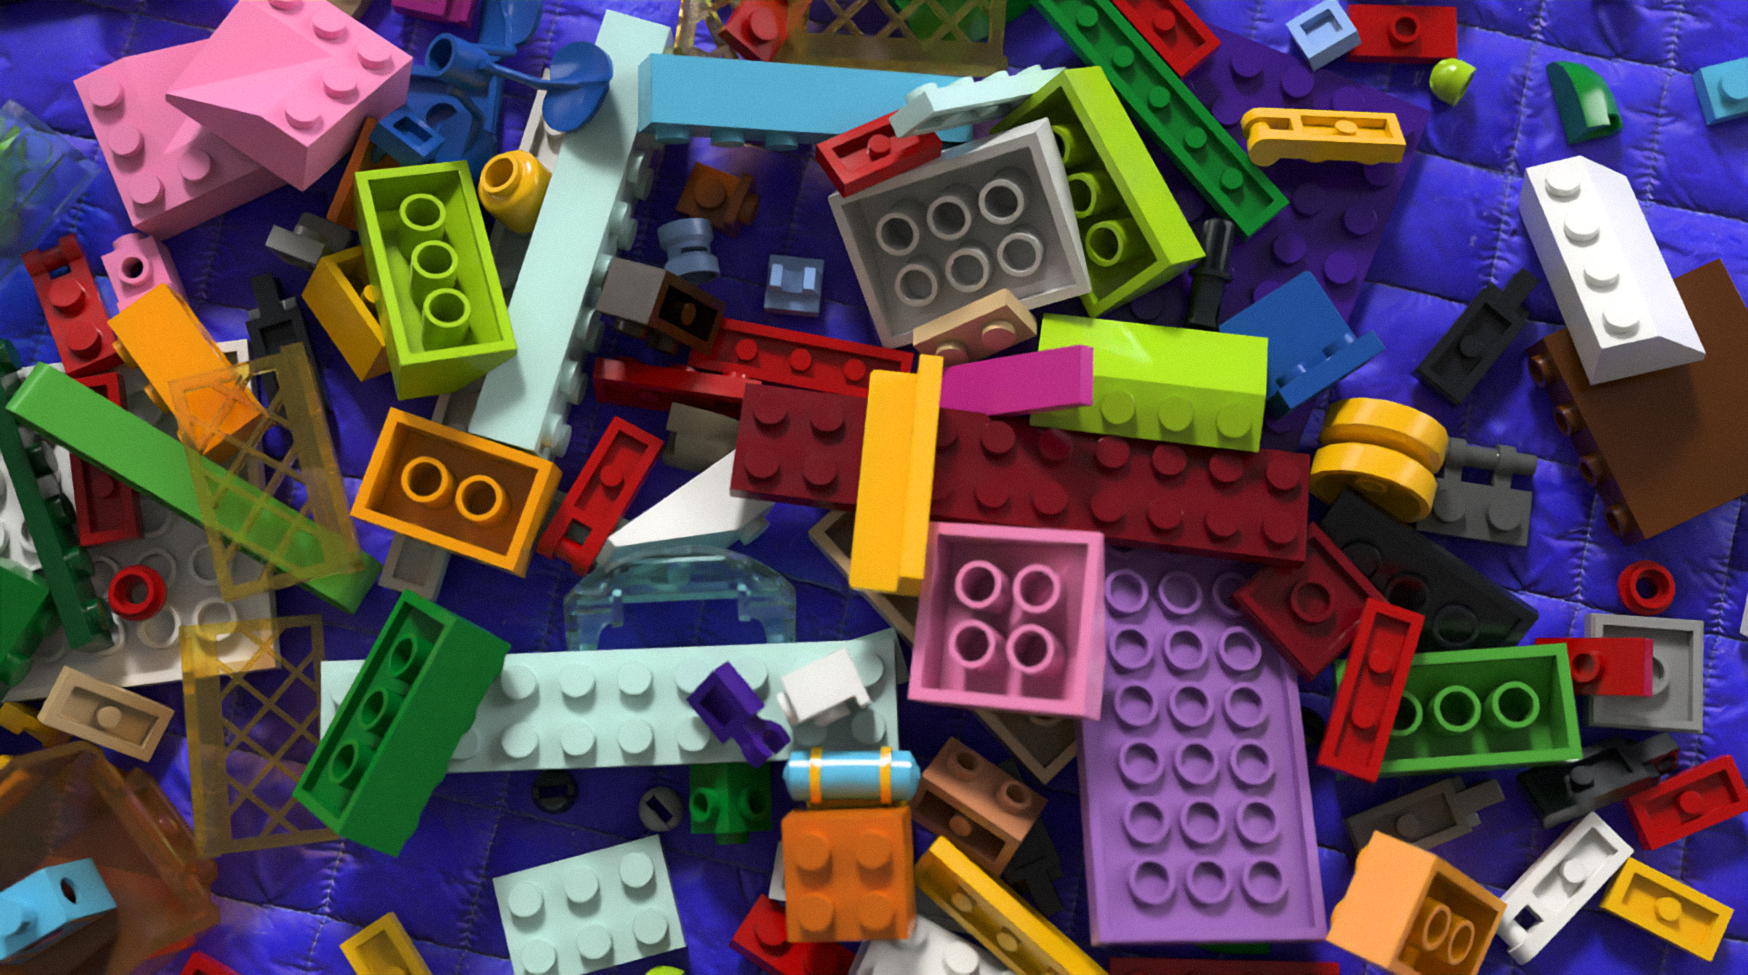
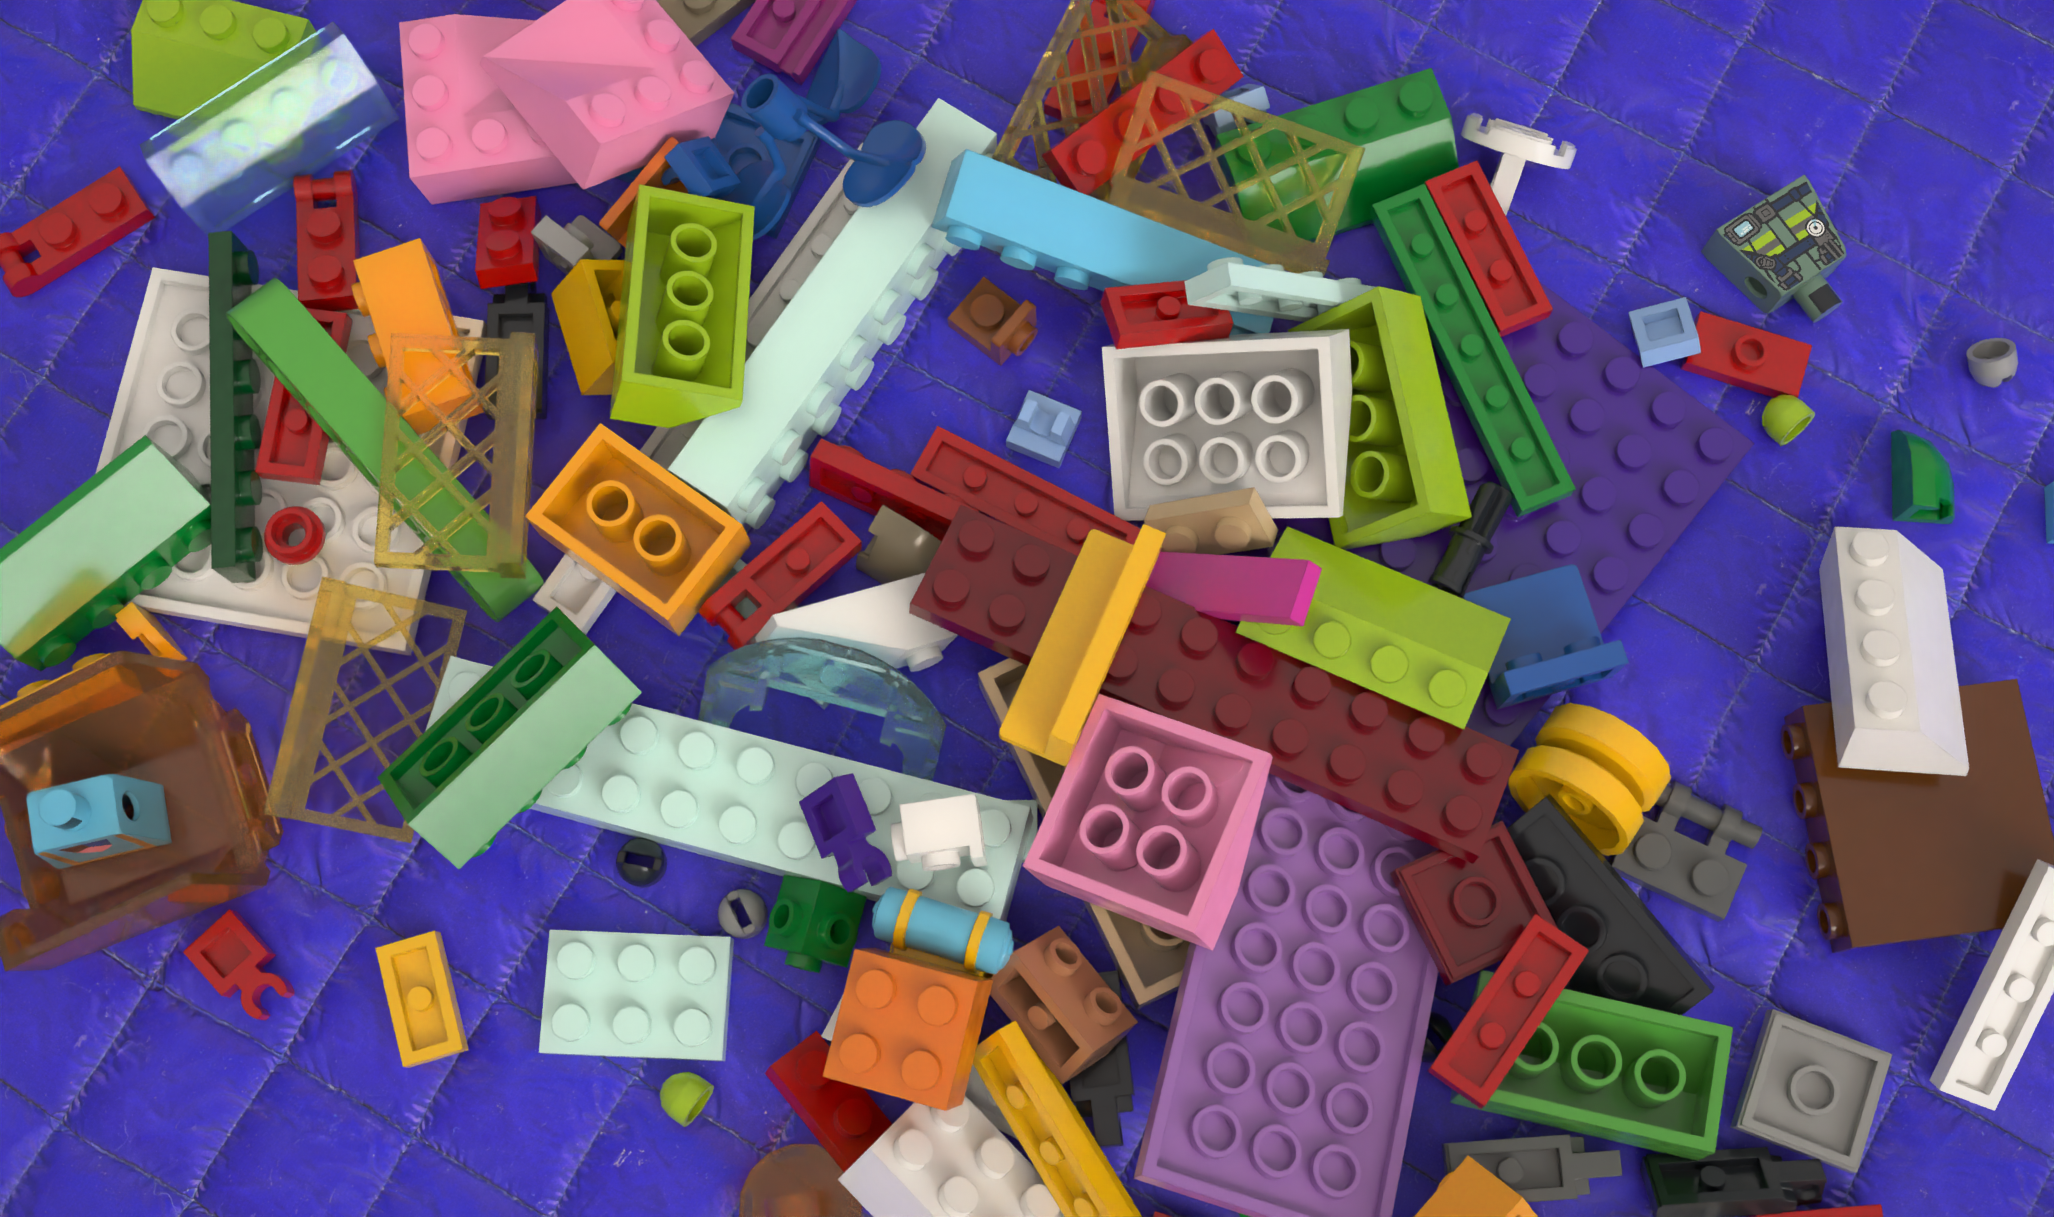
camera: 20 degrees right, 5 degrees down
(105, 714) = (224, 645): tan plate -> none
(134, 253) = (408, 208): bright pink brick -> none
(243, 261) = (505, 242): none -> red plate
(514, 189) = (791, 247): yellow head -> none
(660, 307) = (899, 405): dark brown brick -> none
(689, 250) = (947, 364): light blue wheel -> none
(1322, 136) = (1629, 432): yellow plate -> none
(1476, 339) = (1733, 689): black hinge -> none
(1609, 665) = (1773, 1068): red plate -> none
(1661, 586) = (1857, 996): red plate -> none

